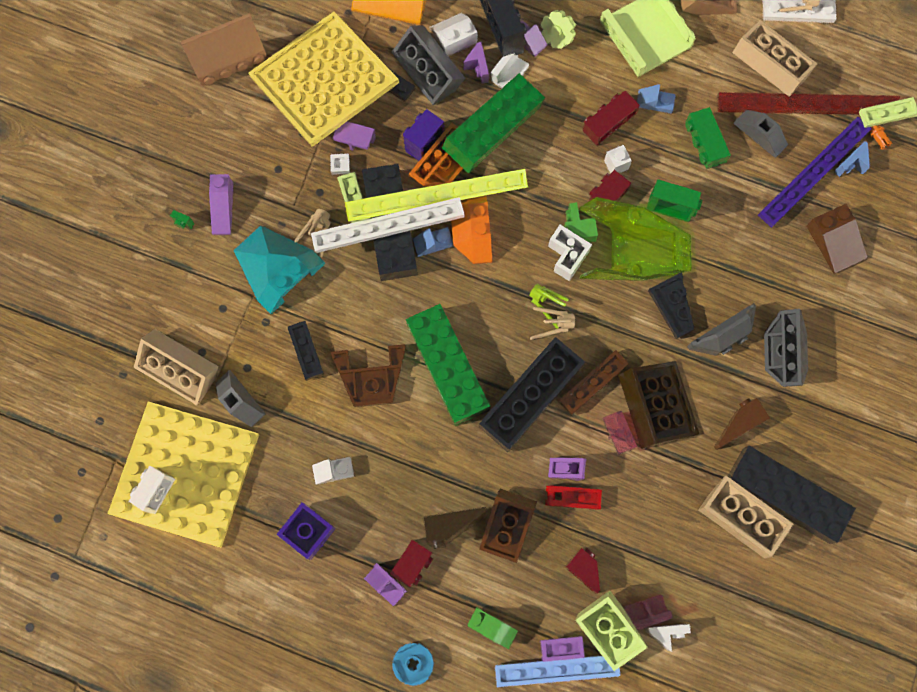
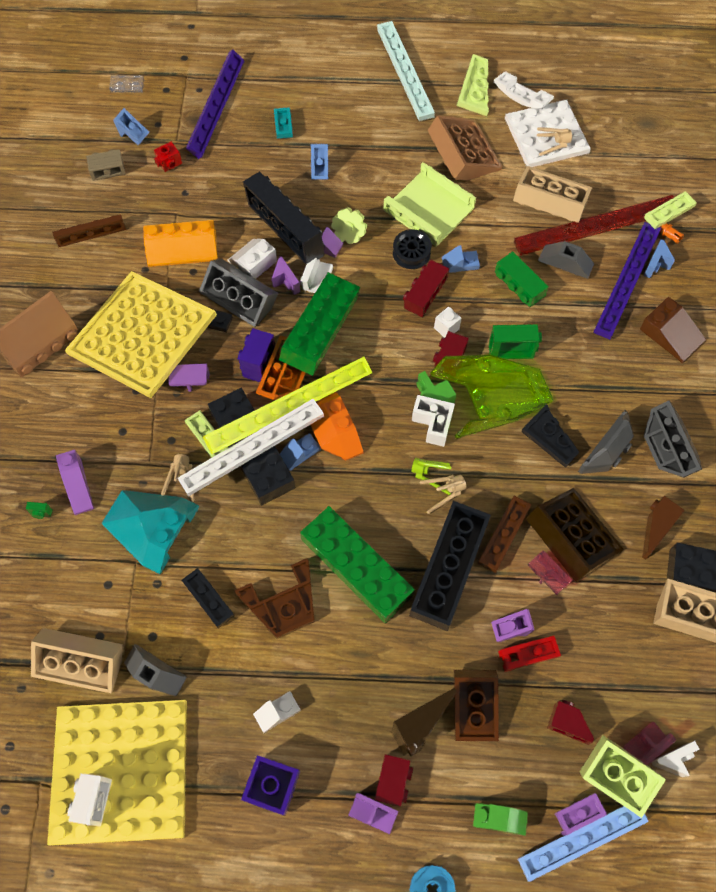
camera: 20 degrees left, 10 degrees down
(340, 164) = (183, 407): white plate -> none
(614, 62) = (410, 240): none -> black wheel

